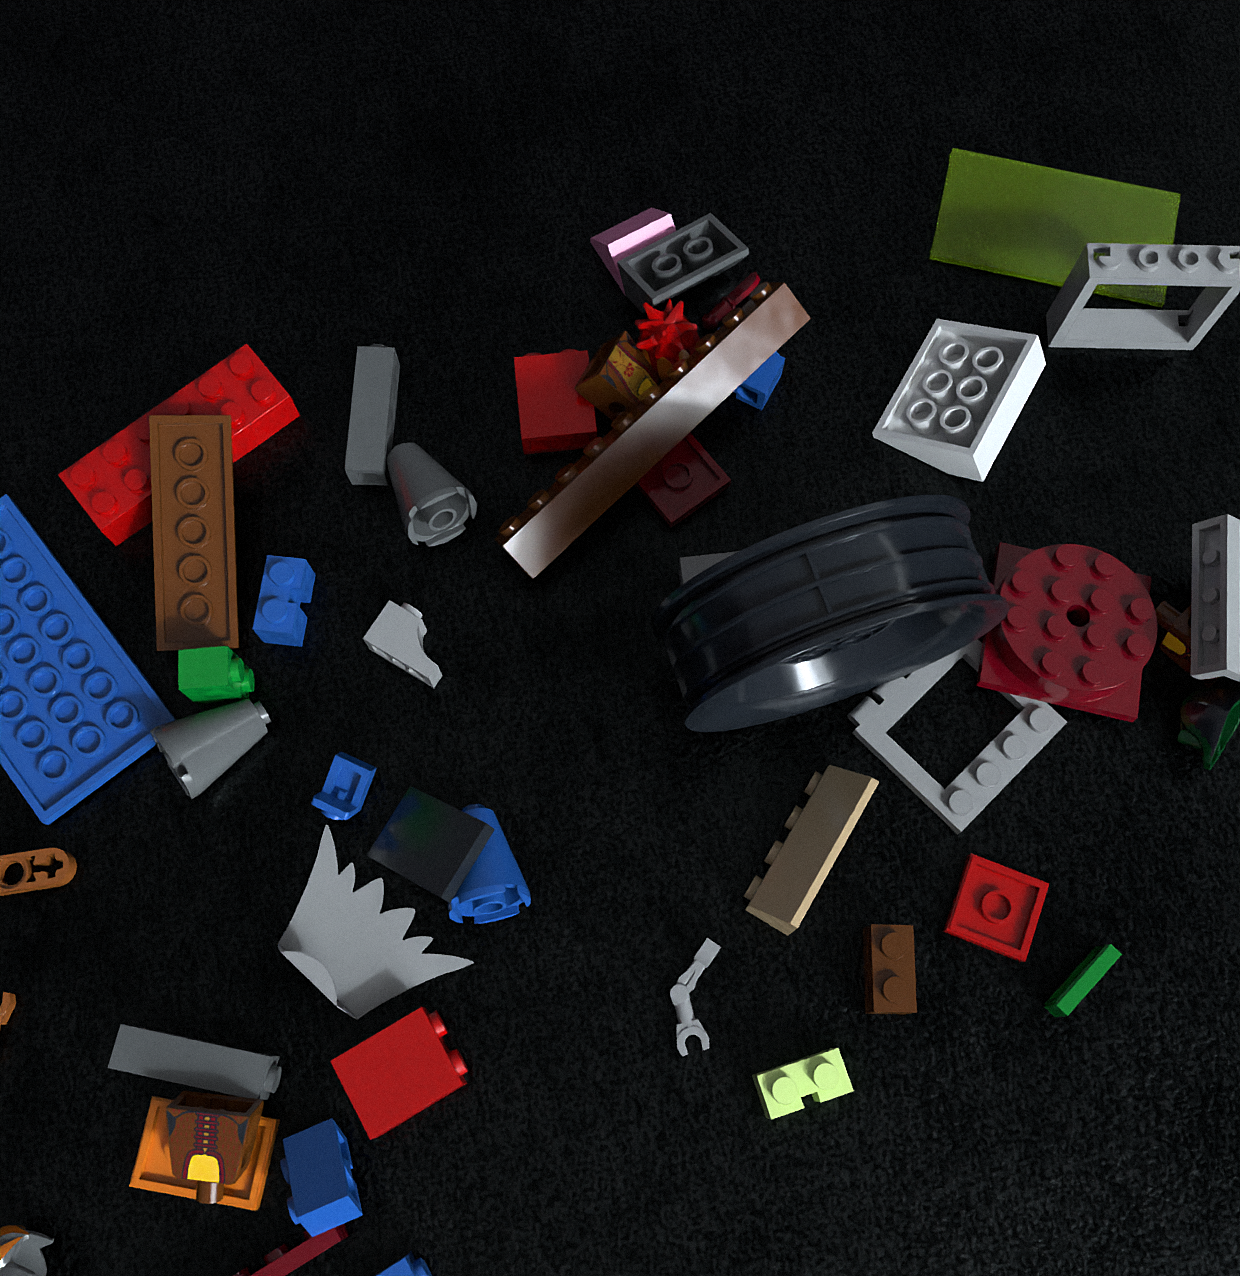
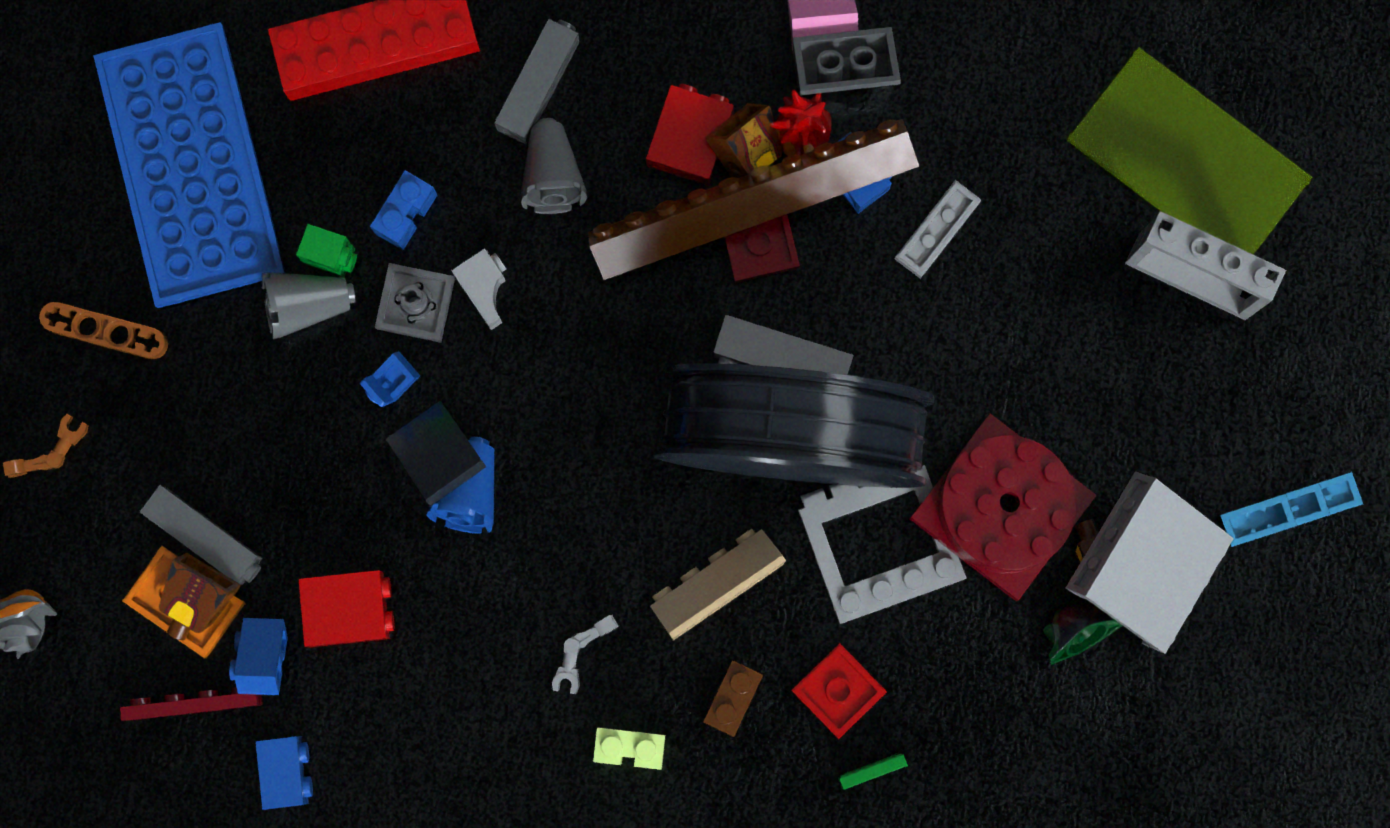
camera: 25 degrees right, 10 degrees up
(193, 531) = (355, 126): reddish brown plate -> none
(320, 677) = (403, 285): none -> flat silver plate
(350, 946) = (345, 498): light grey piece -> none
(729, 302) = (884, 104): dark red piece -> none
(849, 390) = (937, 229): none -> light grey tile
(962, 396) = (1024, 277): white slope -> none

